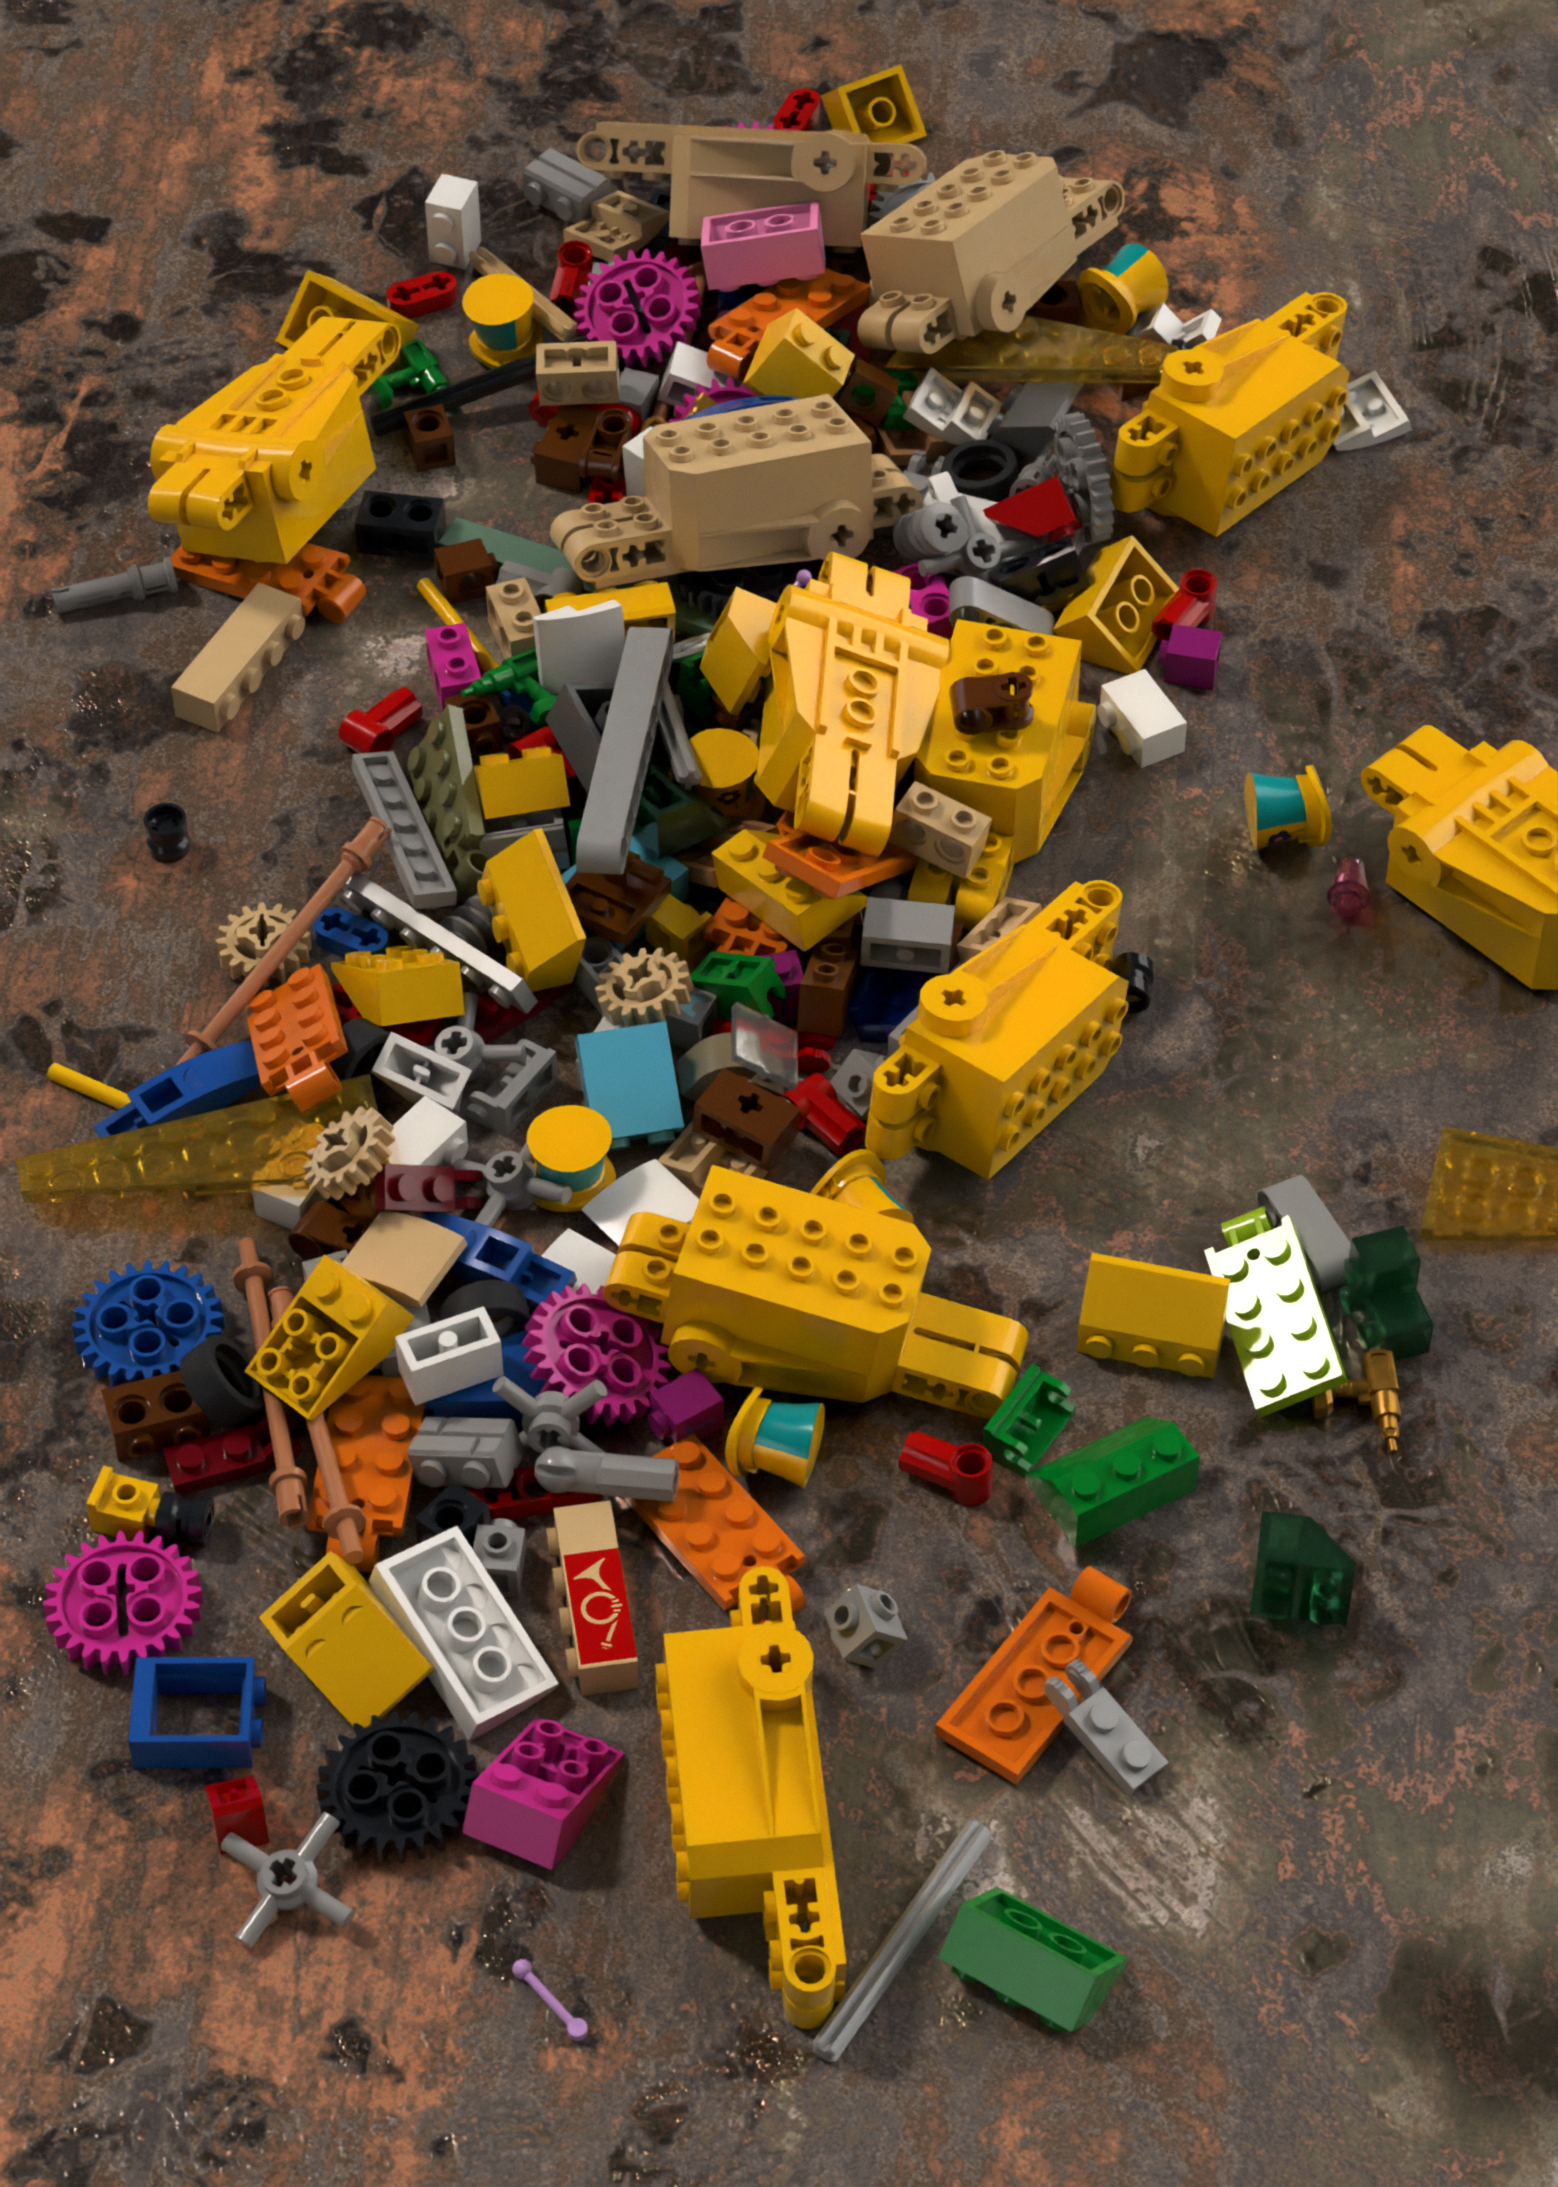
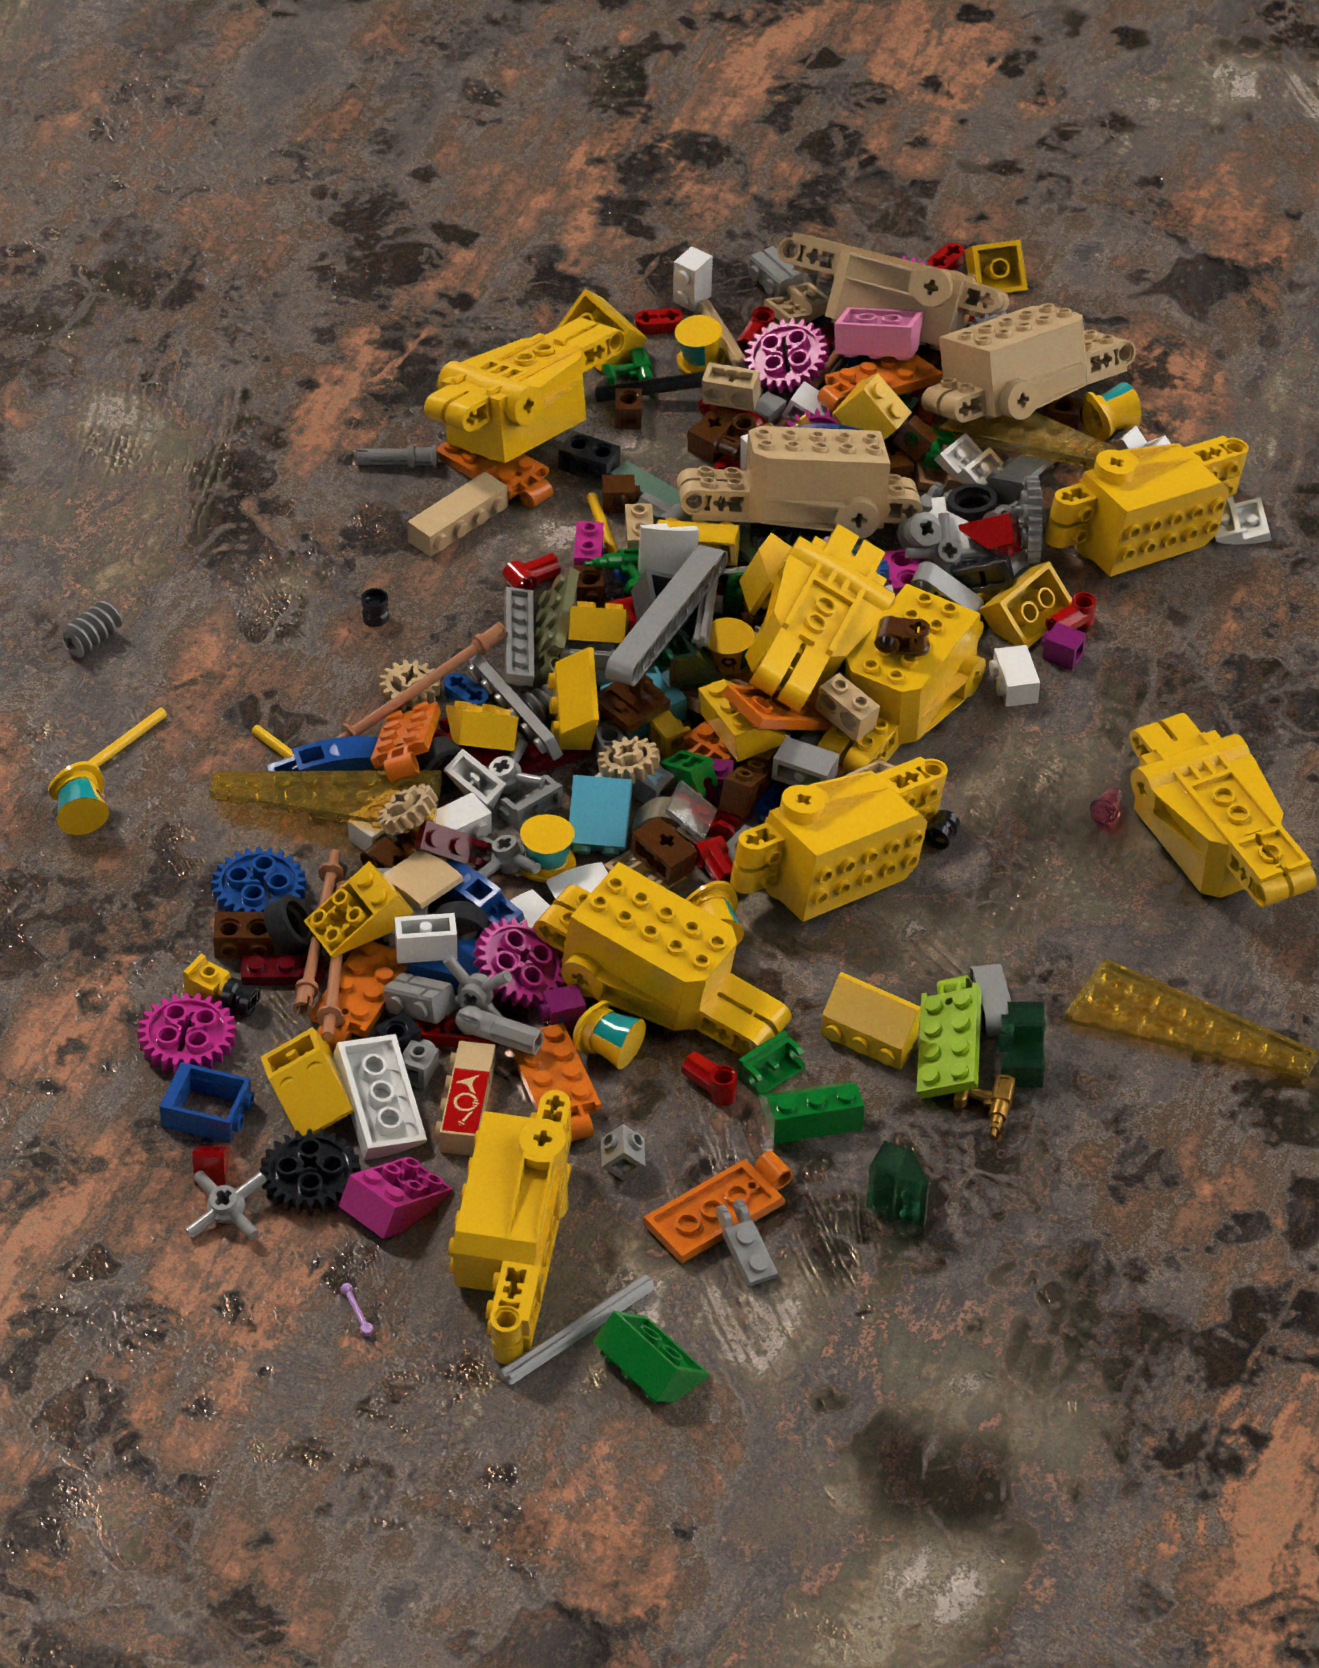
camera: 15 degrees right, 5 degrees down
(1287, 809) = (1083, 748): hat -> none

